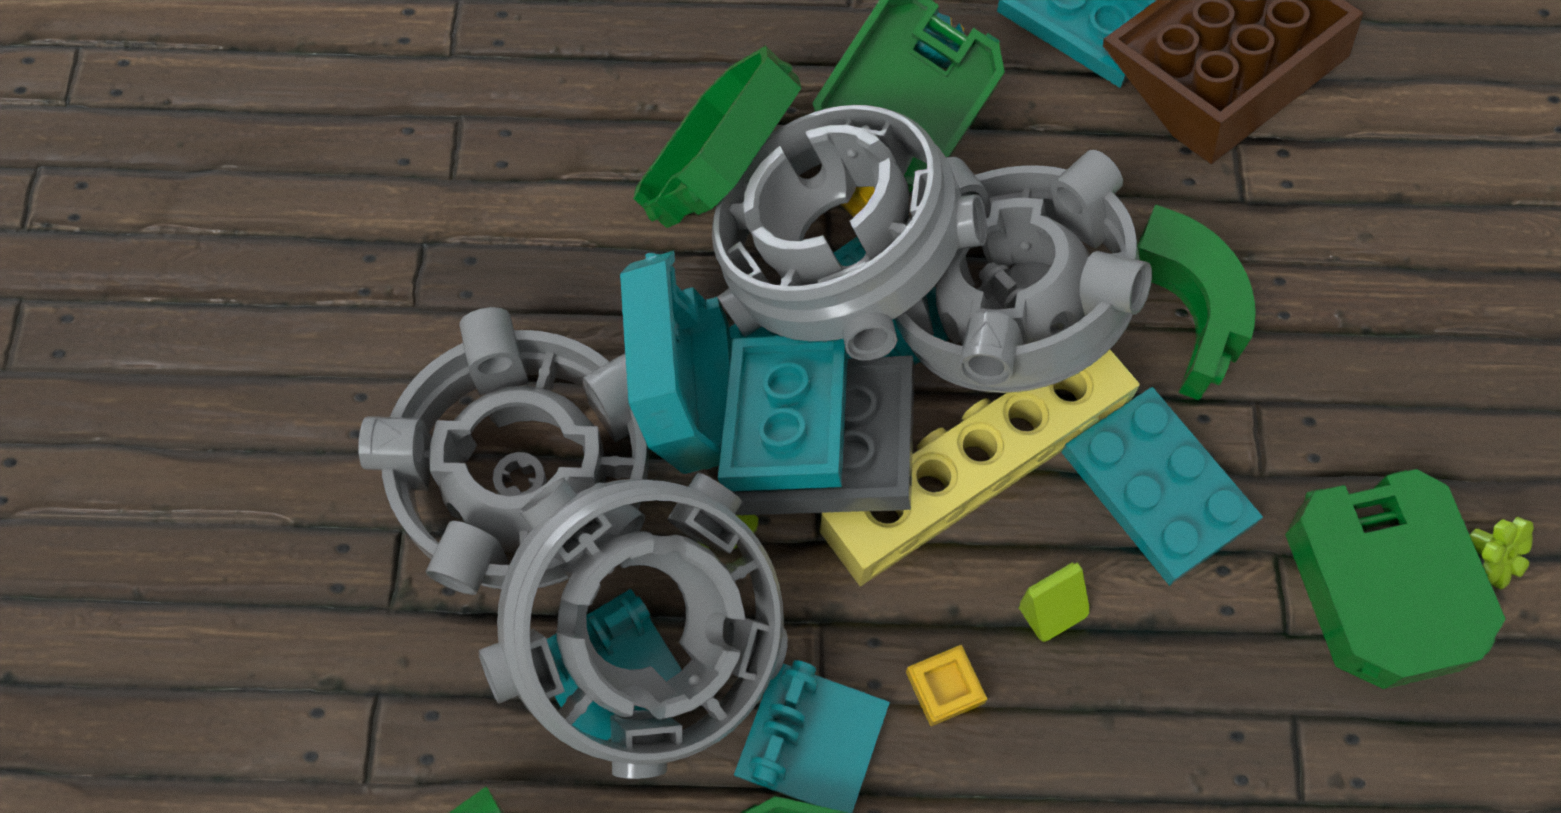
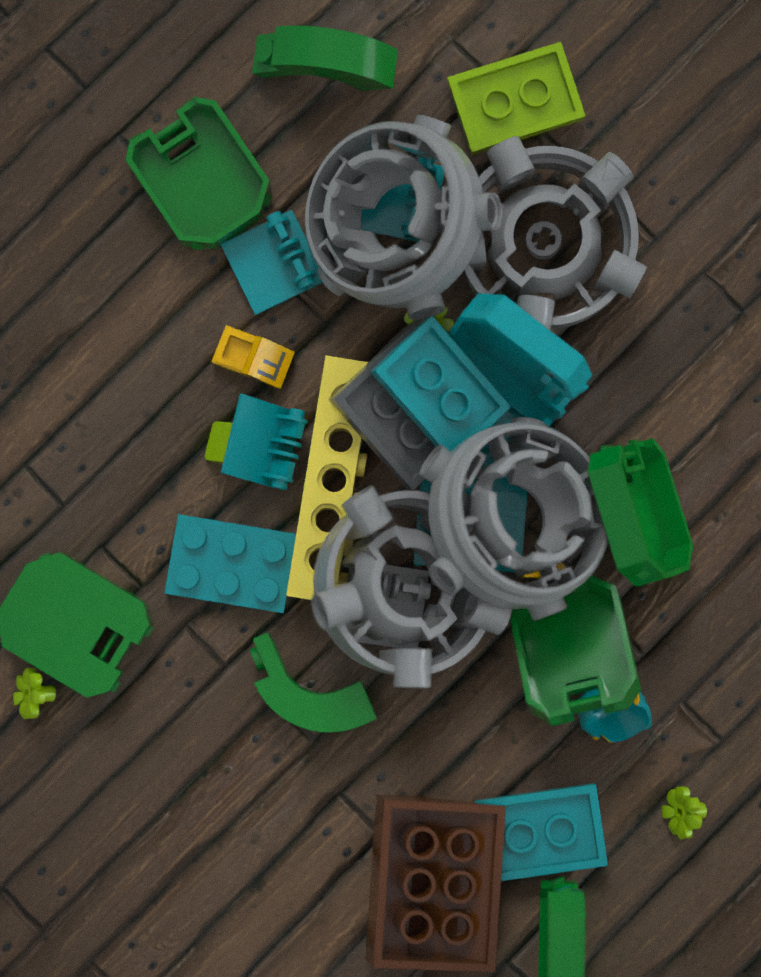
camera: 135 degrees right, 20 degrees up
(379, 643) = (516, 98): none -> lime plate
(927, 636) = (268, 362): none -> yellow tile
(1016, 550) = (263, 442): none -> teal hinge

